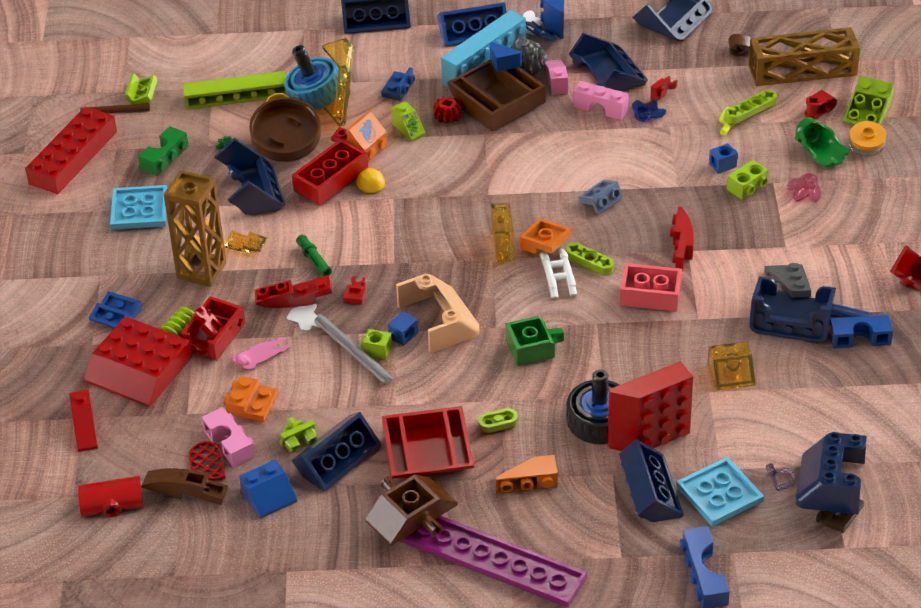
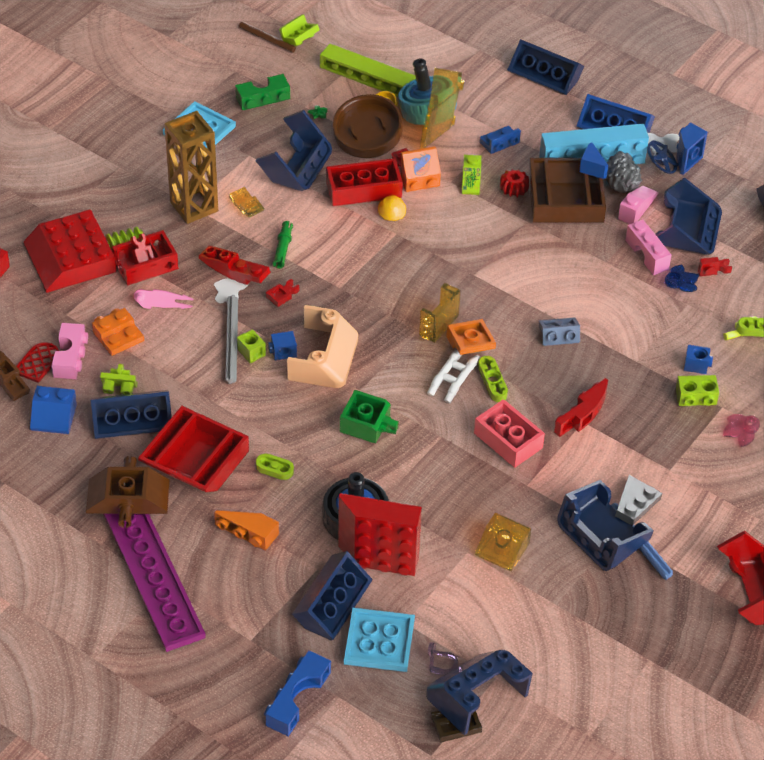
camera: 35 degrees right, 5 degrees up
(71, 150) = (197, 52): red brick -> none
(114, 309) = (101, 201): blue slope -> none
(875, 328) = (633, 573): blue arch -> none

